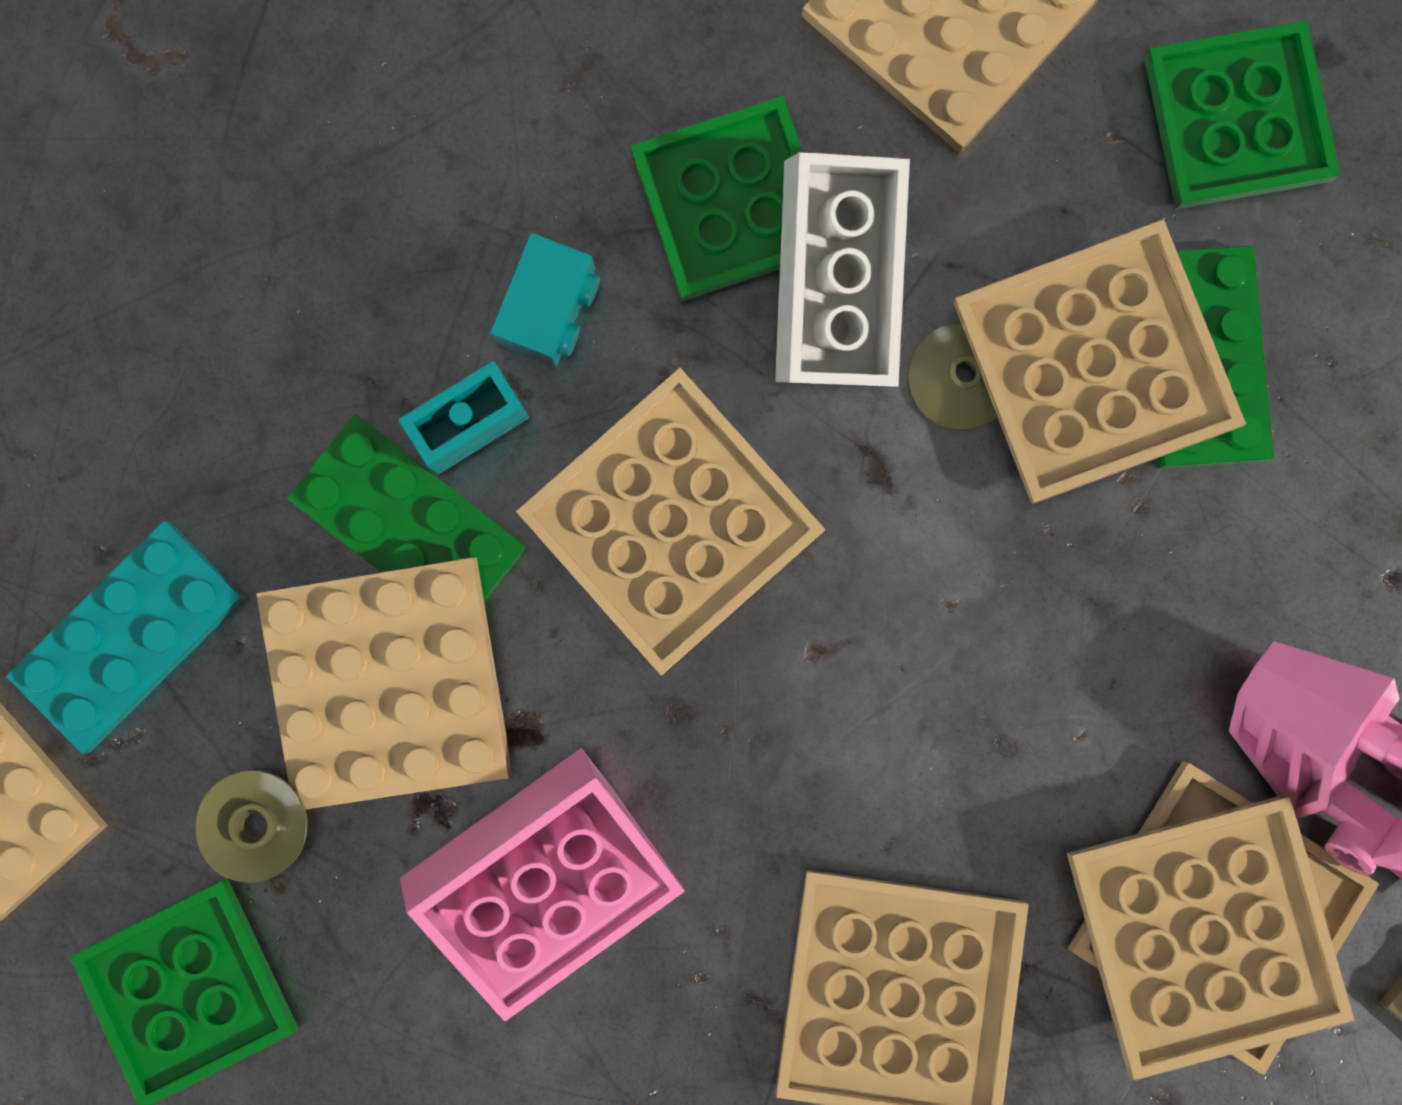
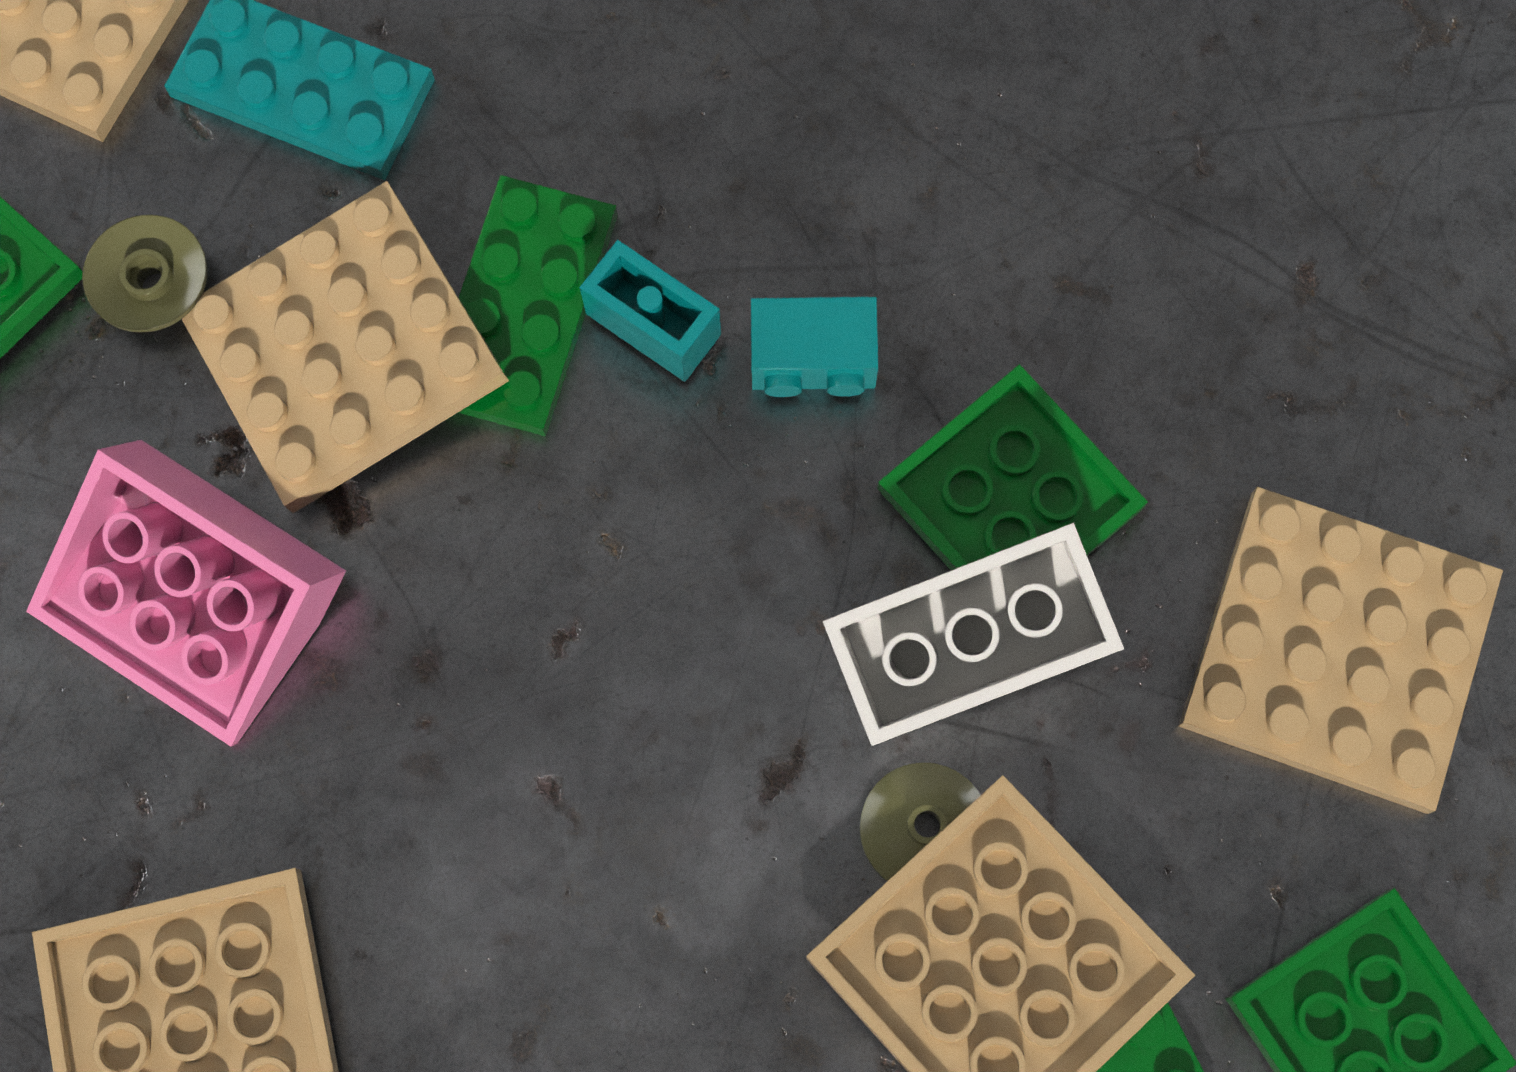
camera: 70 degrees right, 10 degrees down
(670, 521) = (629, 571): tan plate -> none

